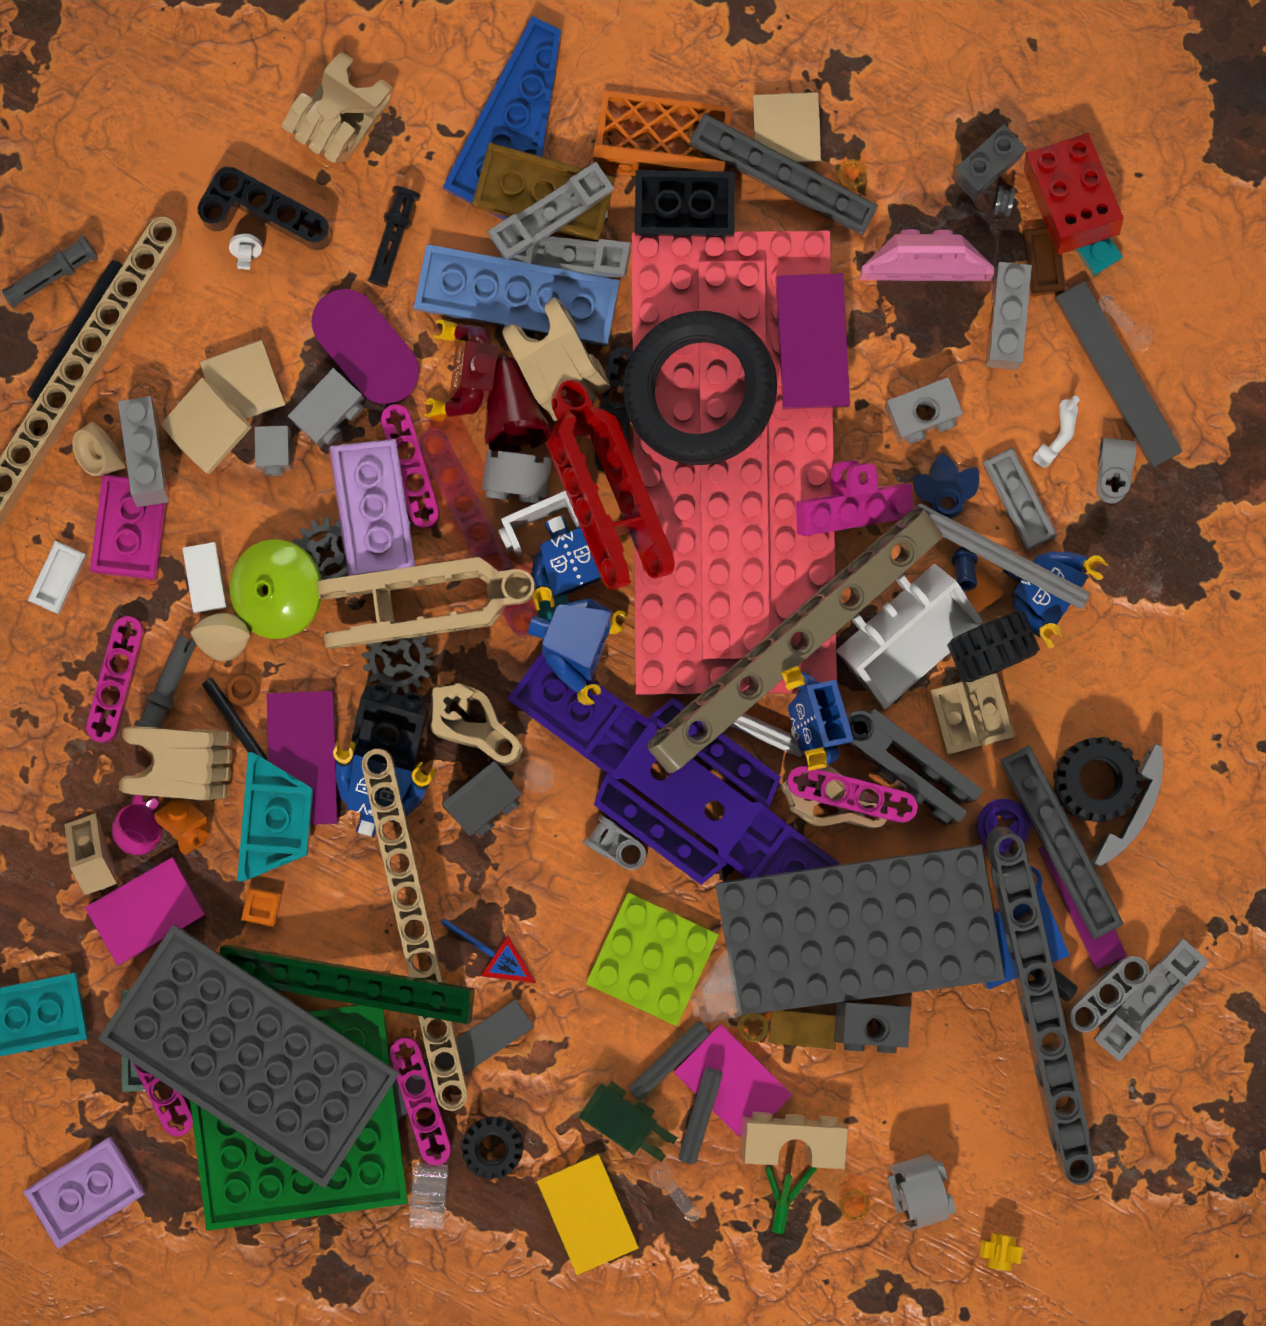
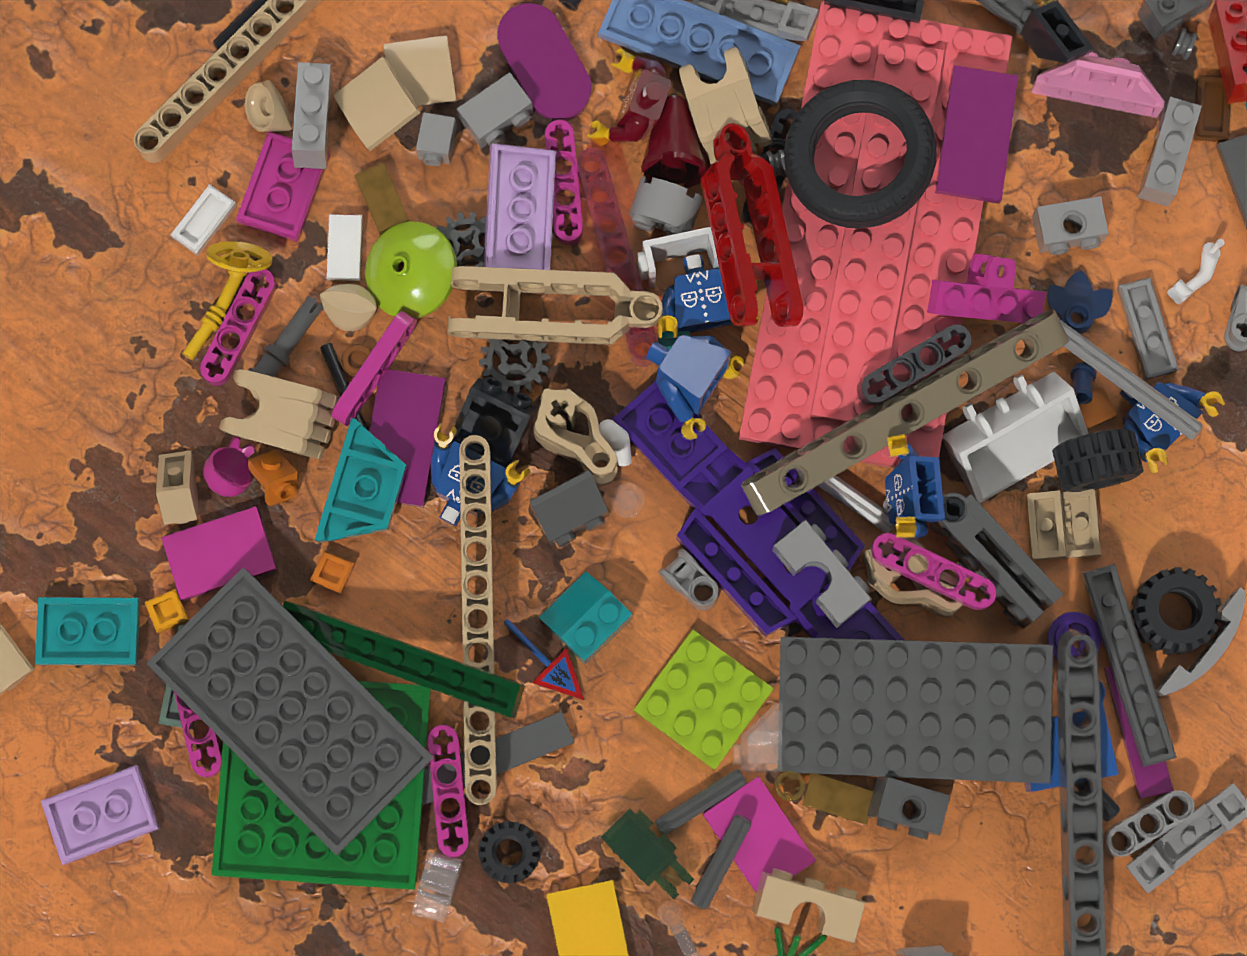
camera: 10 degrees right, 5 degrees down
(102, 621) = (238, 267): none -> yellow dish
(106, 979) = (166, 611): none -> light orange tile
(231, 520) = (381, 197): none -> pearl gold tile
(260, 696) = (374, 368): none -> dark pink beam
(515, 718) = (618, 440): none -> white arm
(520, 901) = (586, 617): none -> teal slope
(618, 408) = (777, 162): none -> dark grey bush
(768, 833) = (807, 548): none -> light grey arch
(794, 589) = (913, 363): none -> black beam
(872, 222) = (1054, 34): none -> black slope

